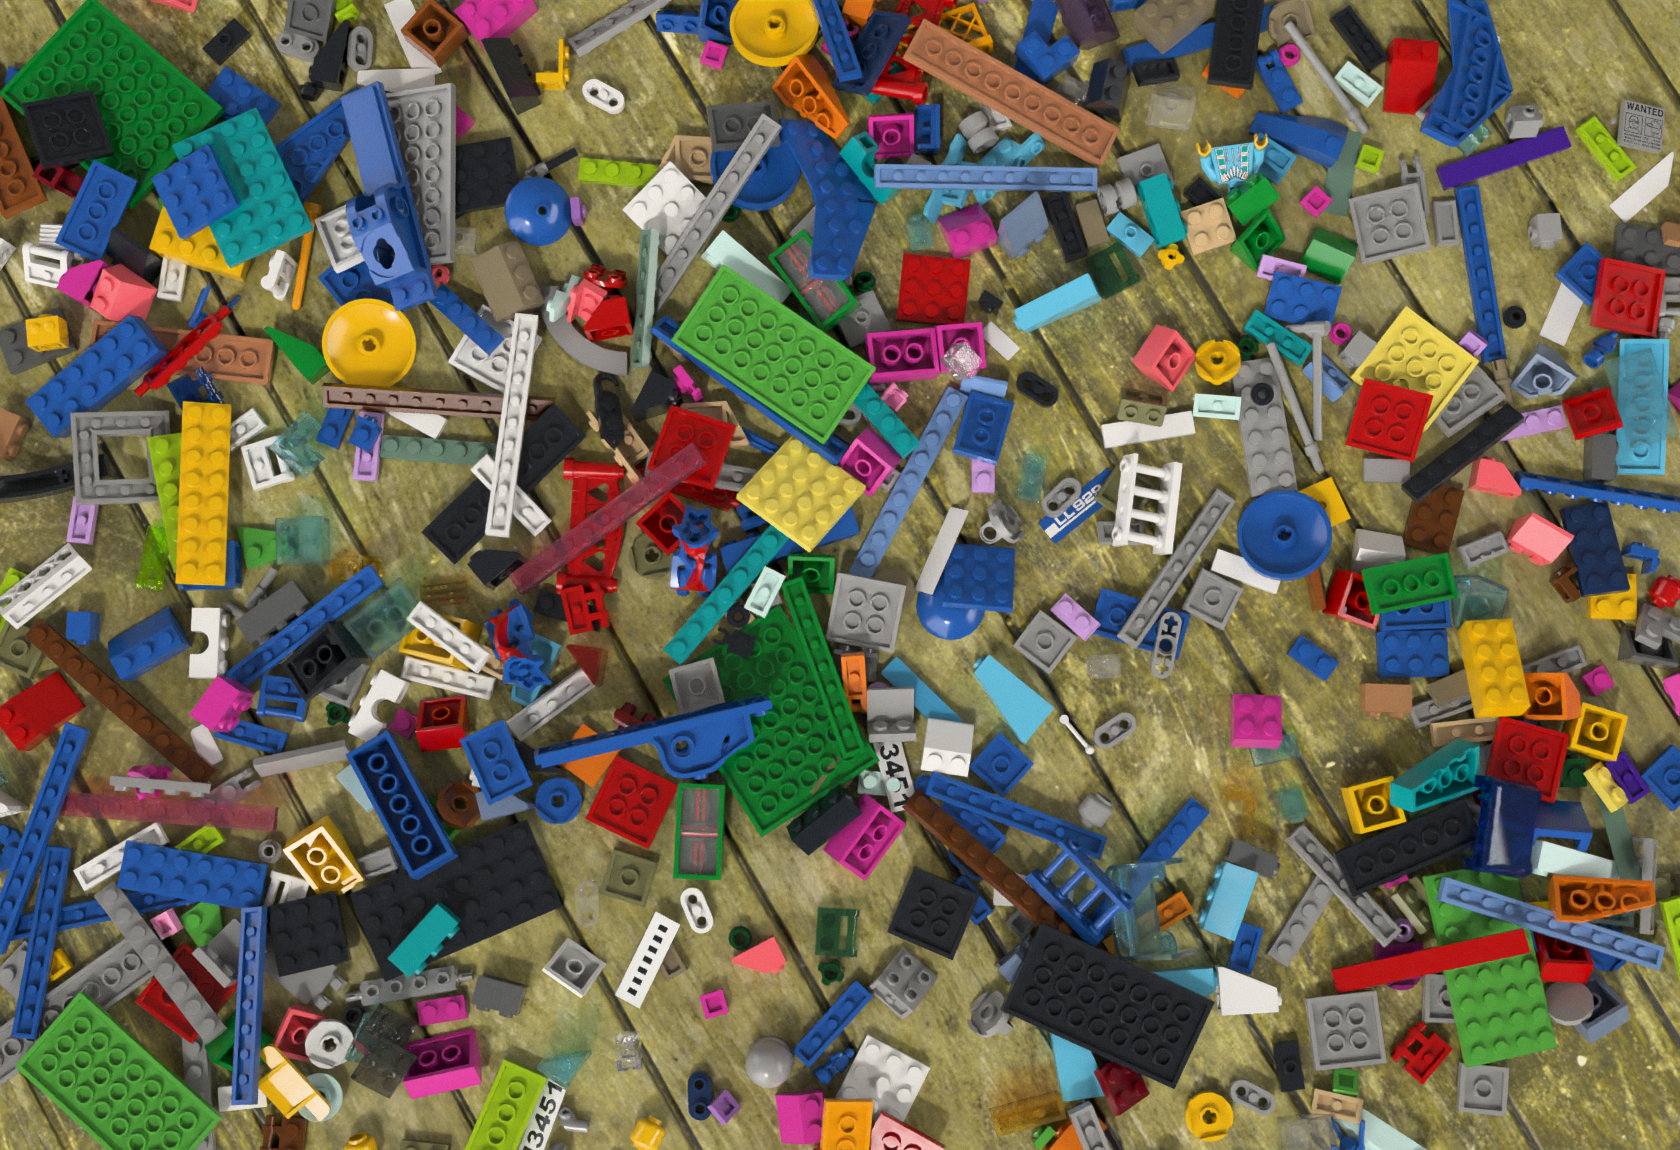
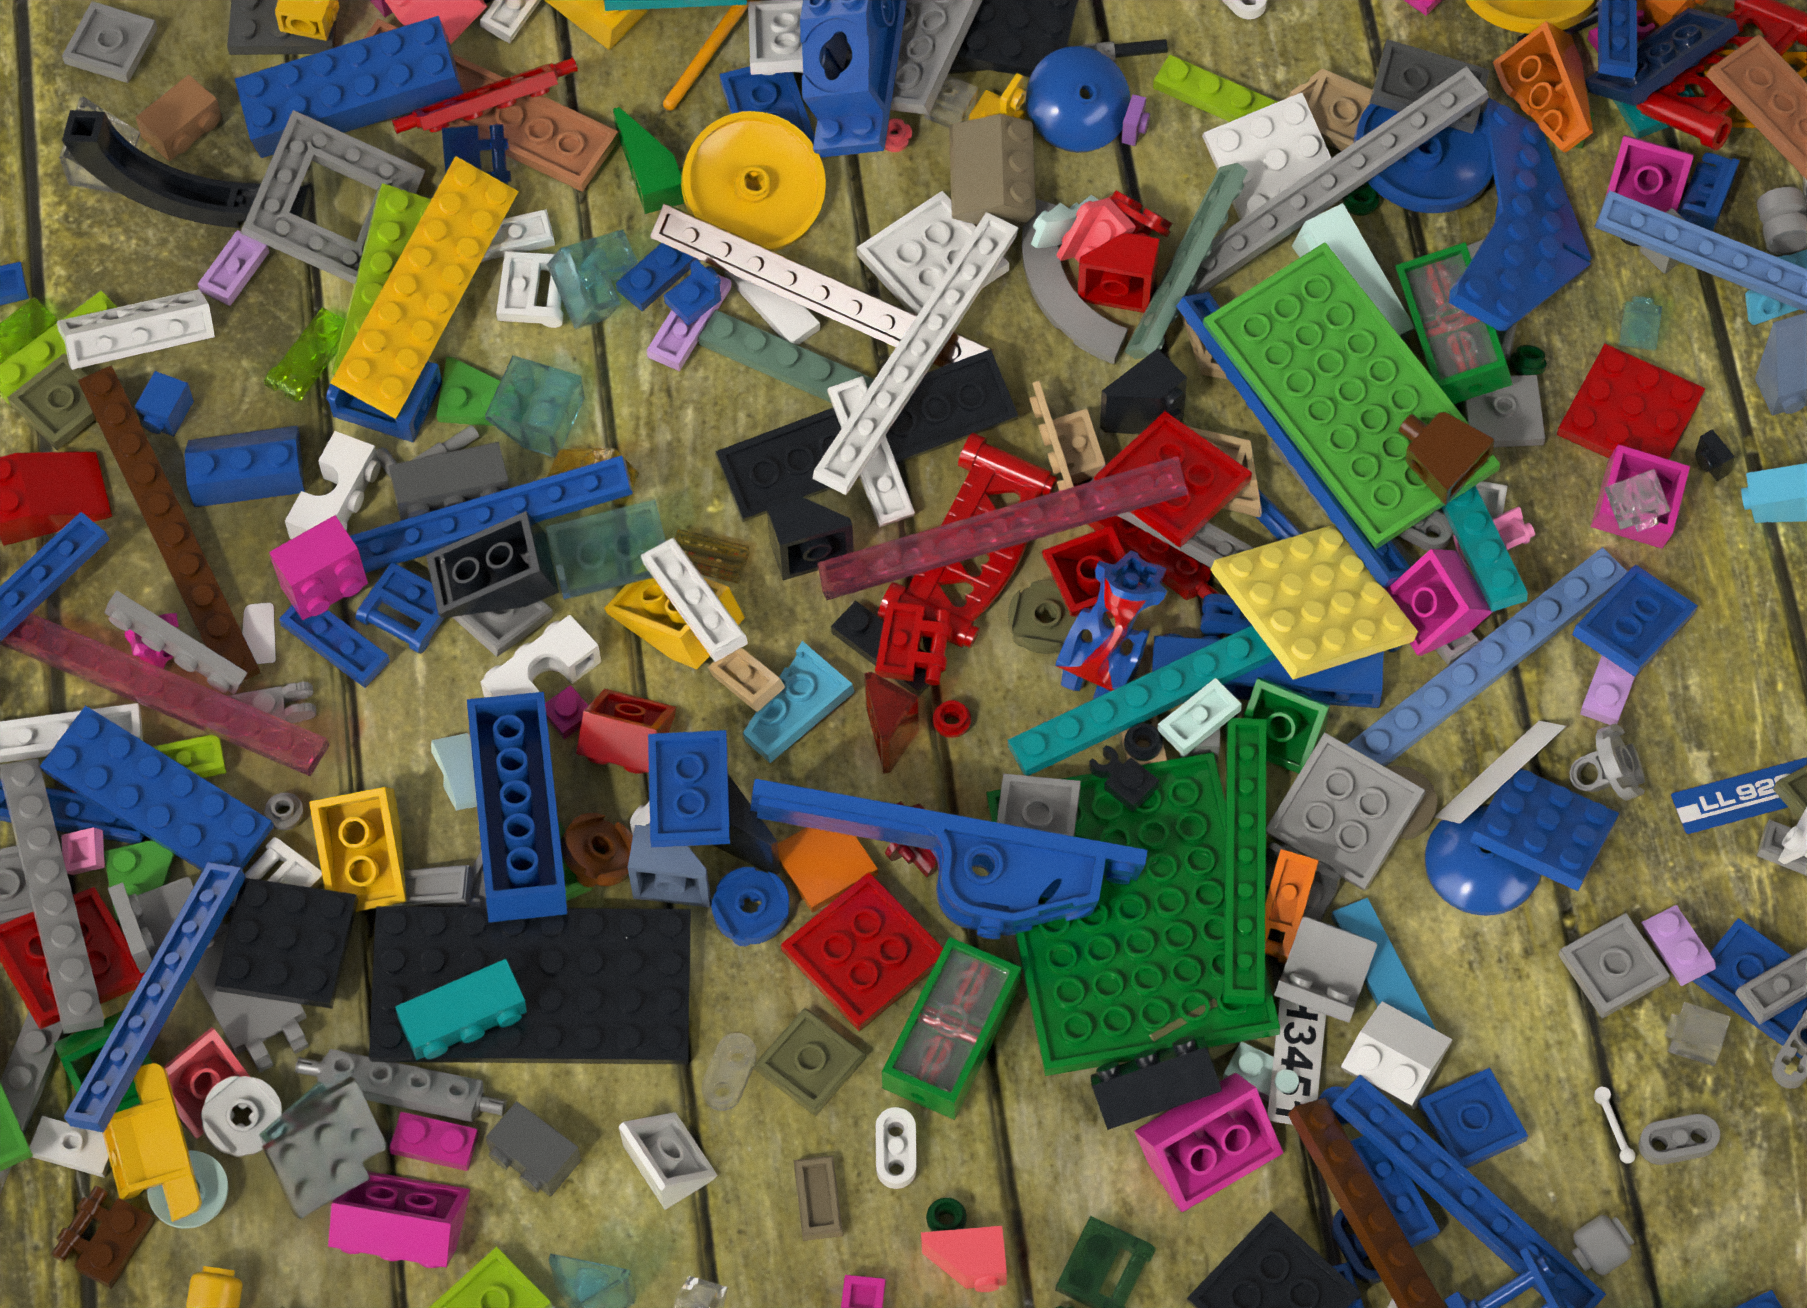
camera: 25 degrees right, 20 degrees down
(197, 315) = (527, 62): blue plant -> none
(281, 268) = (678, 47): white plate -> none
(301, 758) = (394, 698): light grey tile -> none
(333, 719) = (470, 650): dark green plate -> none
(349, 1016) = (293, 1088): black plate -> none
(448, 677) = (662, 674): white tile -> none
(467, 320) = (909, 200): blue plate -> none
(494, 235) = (1008, 104): none -> yellow bracket
(516, 661) = (780, 646): blue hips -> none
(550, 704) = (806, 759): white tile -> none
(608, 411) = (1066, 391): black plate -> none
(617, 640) = (951, 709): none -> red plate
(647, 959) = (785, 1191): white sticker -> none
(686, 384) = (1199, 395): dark pink plate -> none
(842, 376) = (1445, 452): none -> reddish brown torso
(860, 156) = (1586, 188): teal arch -> none
(902, 355) = (1547, 475): dark pink brick -> none
(949, 197) = (1704, 288): medium azure bracket -> none
(968, 231) = (1717, 351): dark pink slope -> none
(984, 385) = (1659, 562): medium blue slope -> none
(999, 341) = (1708, 517): white sticker -> none
(1014, 700) = (1532, 1030): medium azure slope -> none
(1031, 478) = (1684, 723): clear light blue plate -> none
(1037, 389) = (1744, 602): black plate -> none
(1061, 498) = (1719, 766): light grey plate -> none

